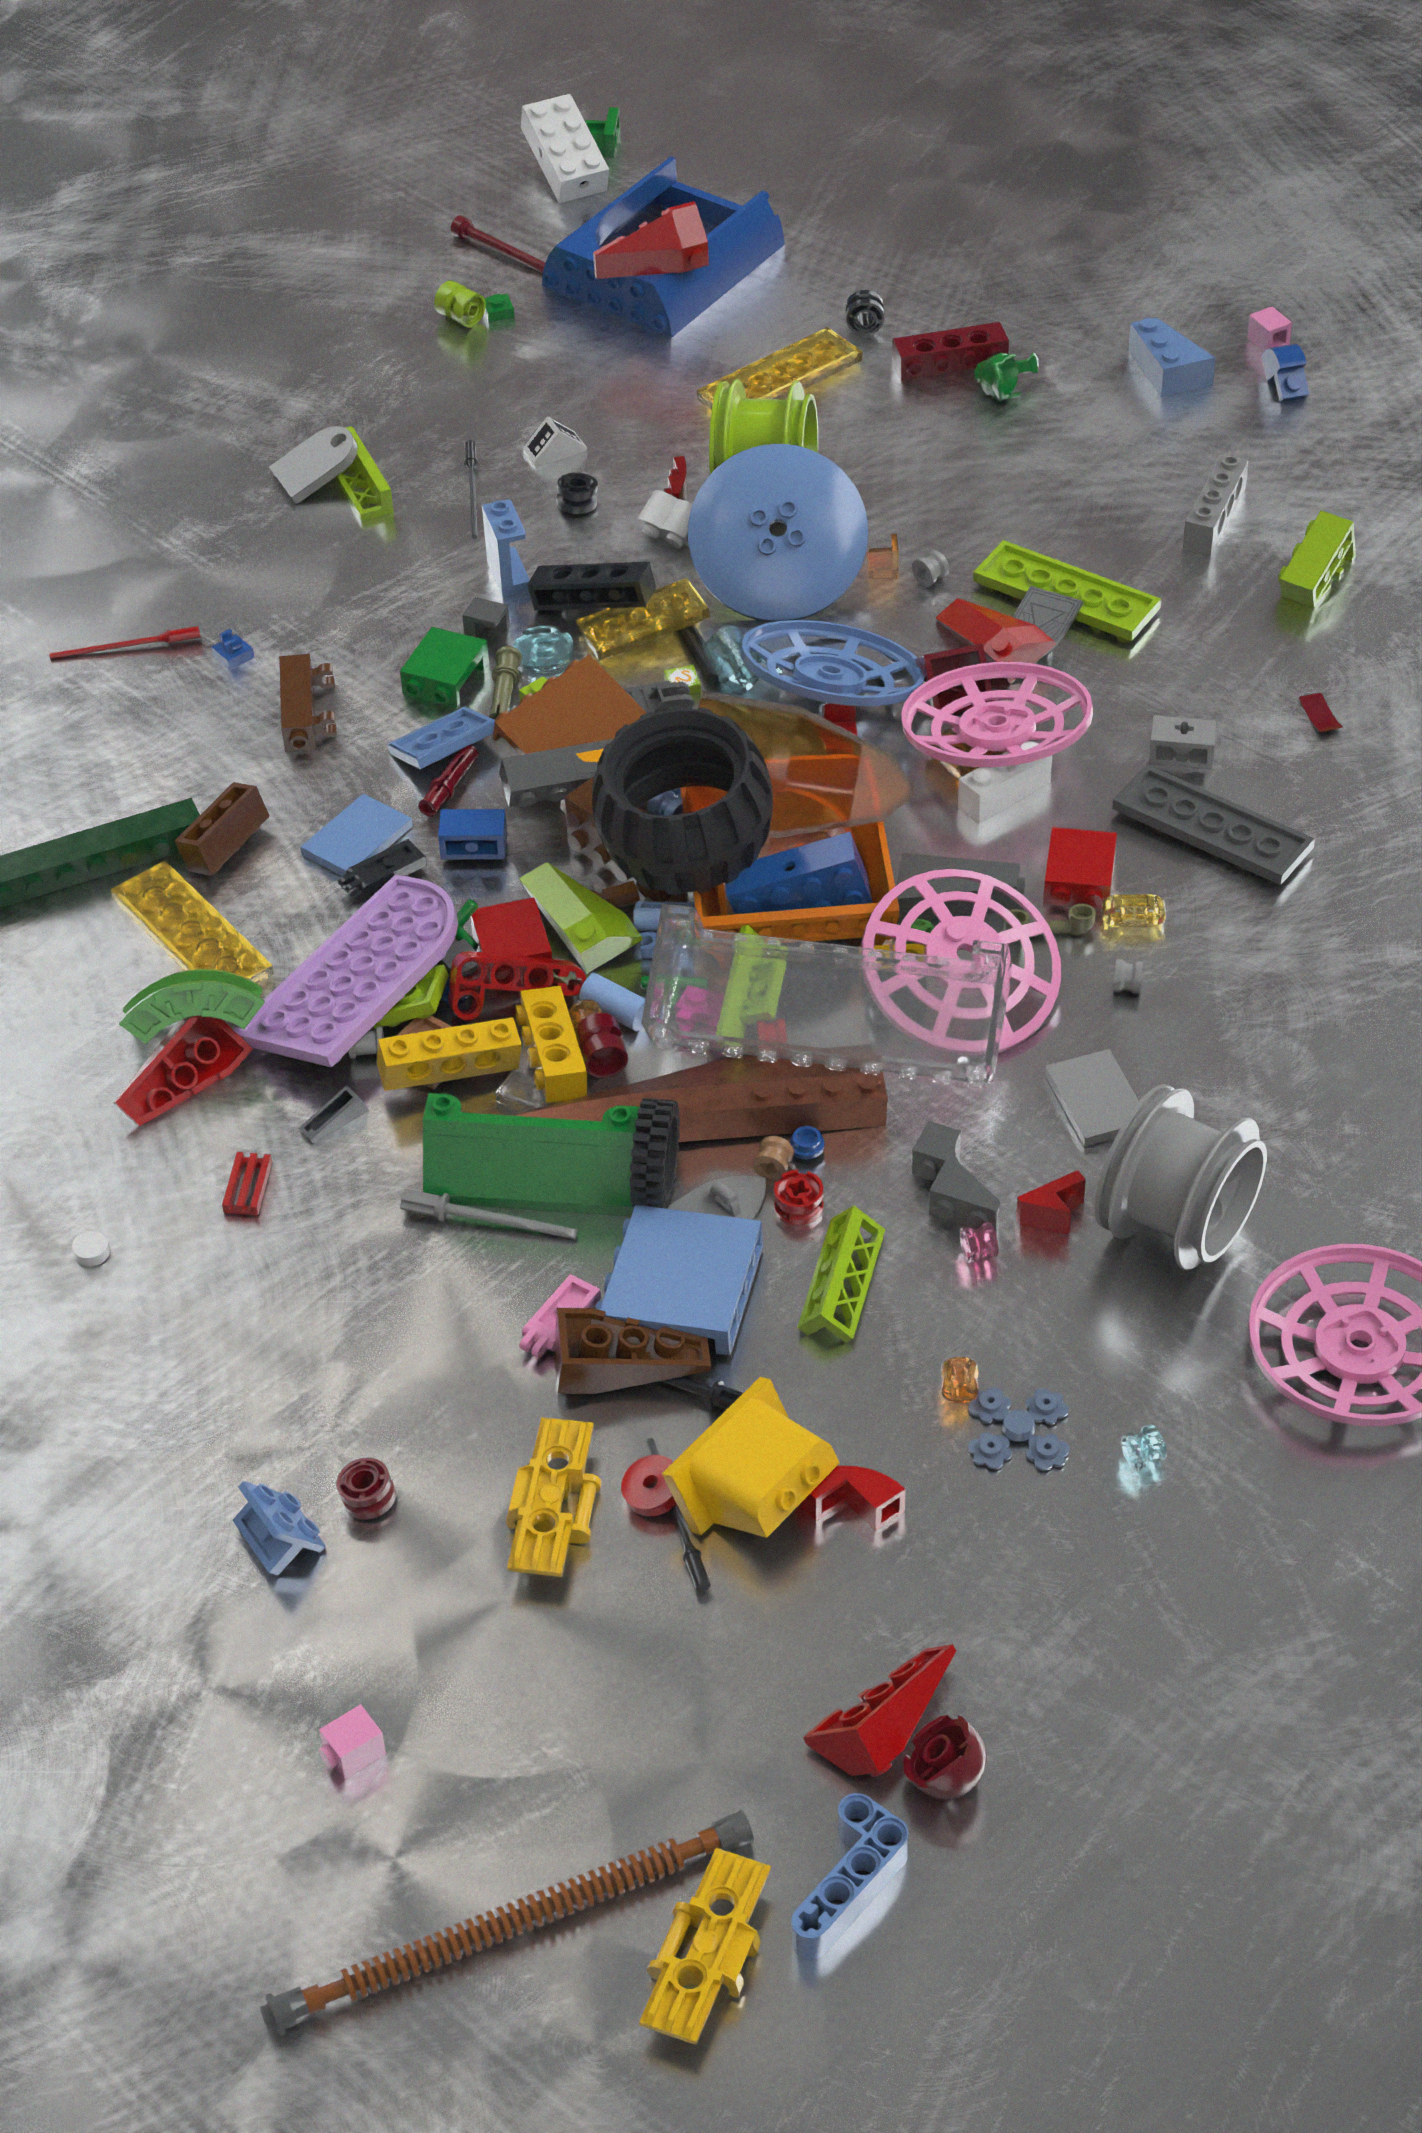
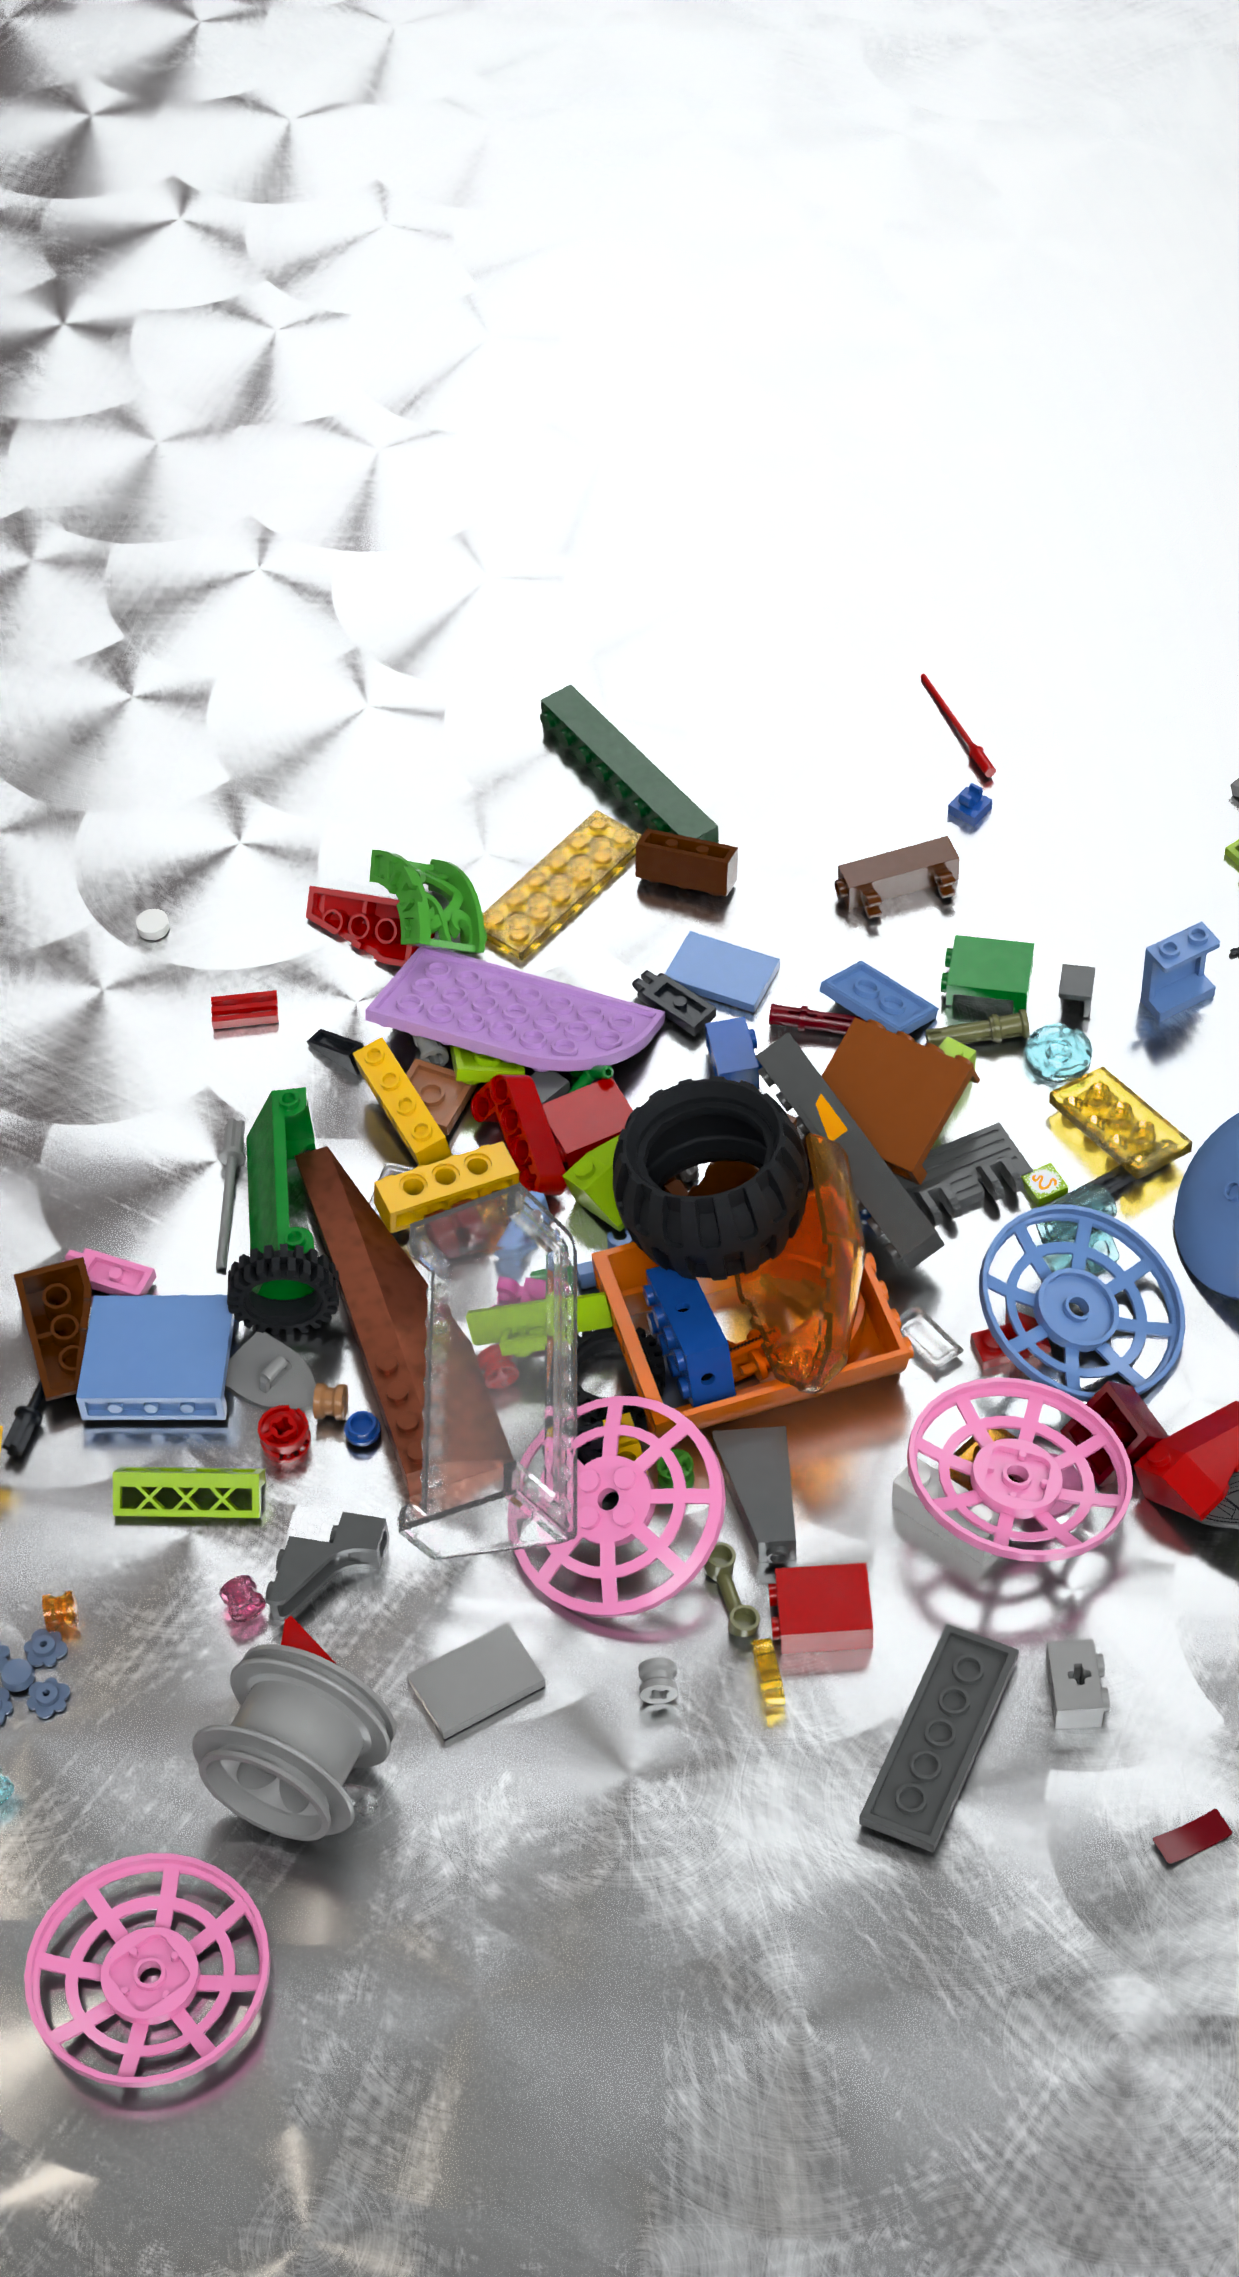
camera: 80 degrees right, 5 degrees up
(591, 586) = (1150, 1062): black brick -> none

